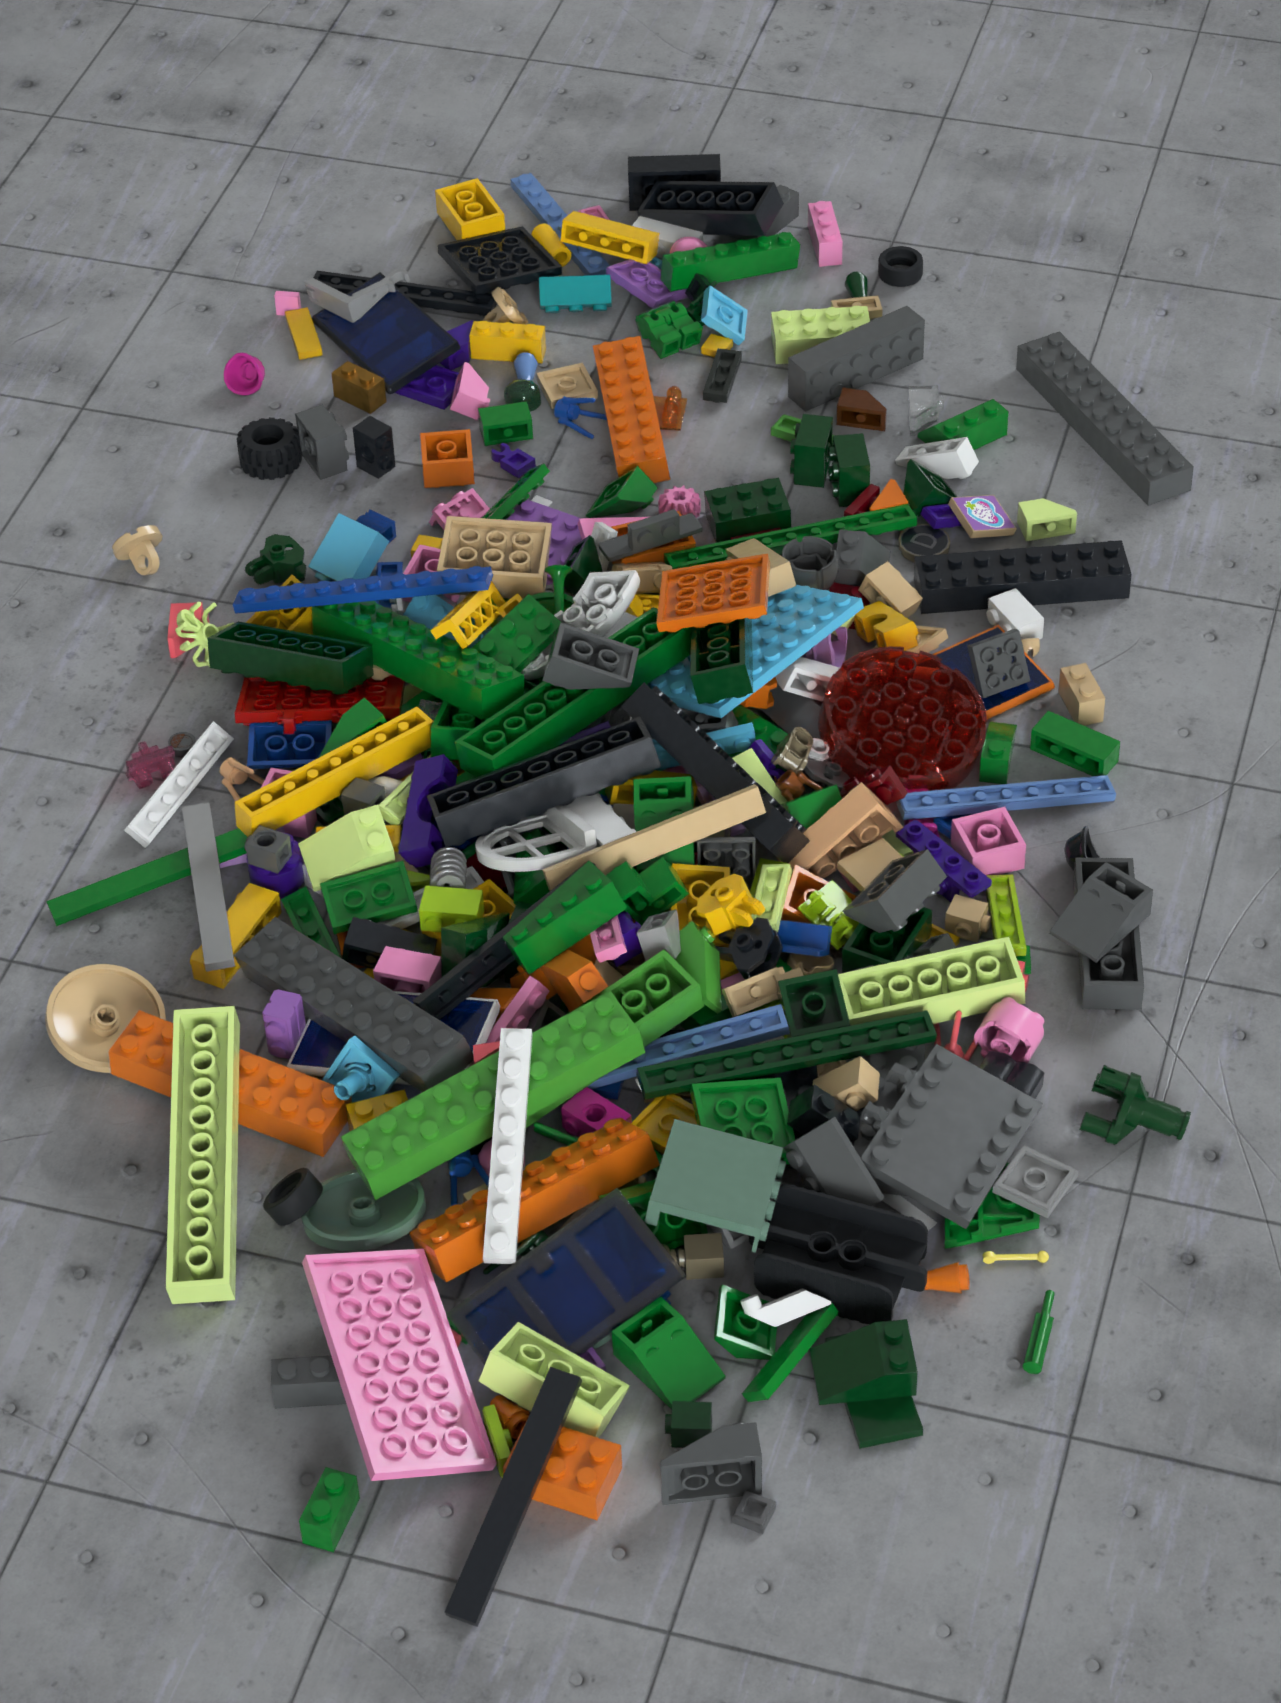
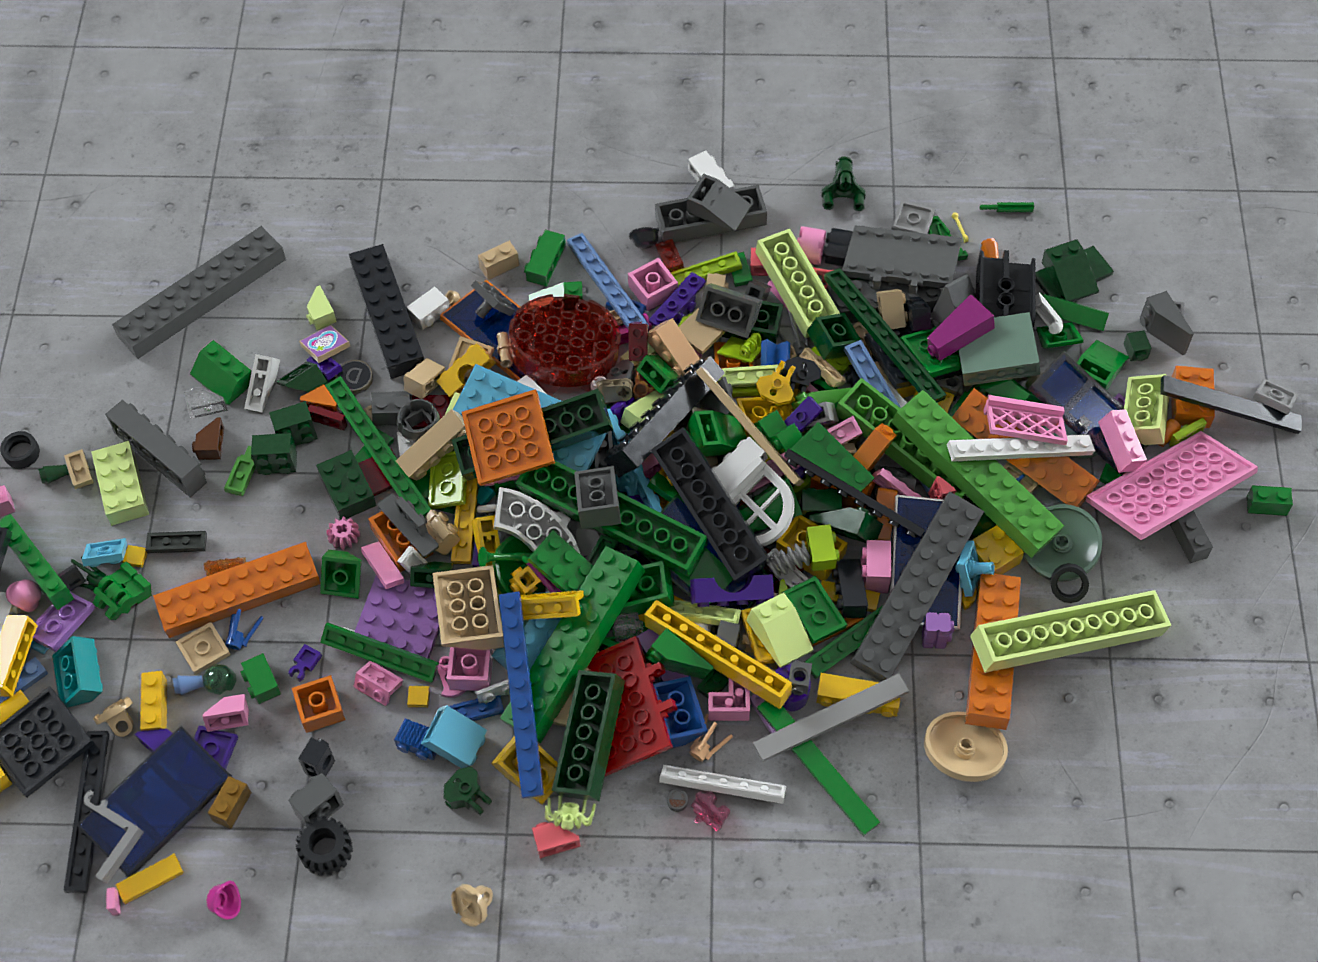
camera: 105 degrees left, 15 degrees up
(490, 1304) = (1122, 441): none -> bright pink brick
(520, 1589) = (1275, 396): none -> light grey tile
(570, 1177) = (1023, 411): none -> bright pink fence
(658, 911) = (804, 414): none -> dark purple plate
(759, 1135) = (960, 328): none -> magenta slope
(1043, 878) = (669, 255): none -> clear red plate
(1190, 953) = (706, 164): none -> white brick

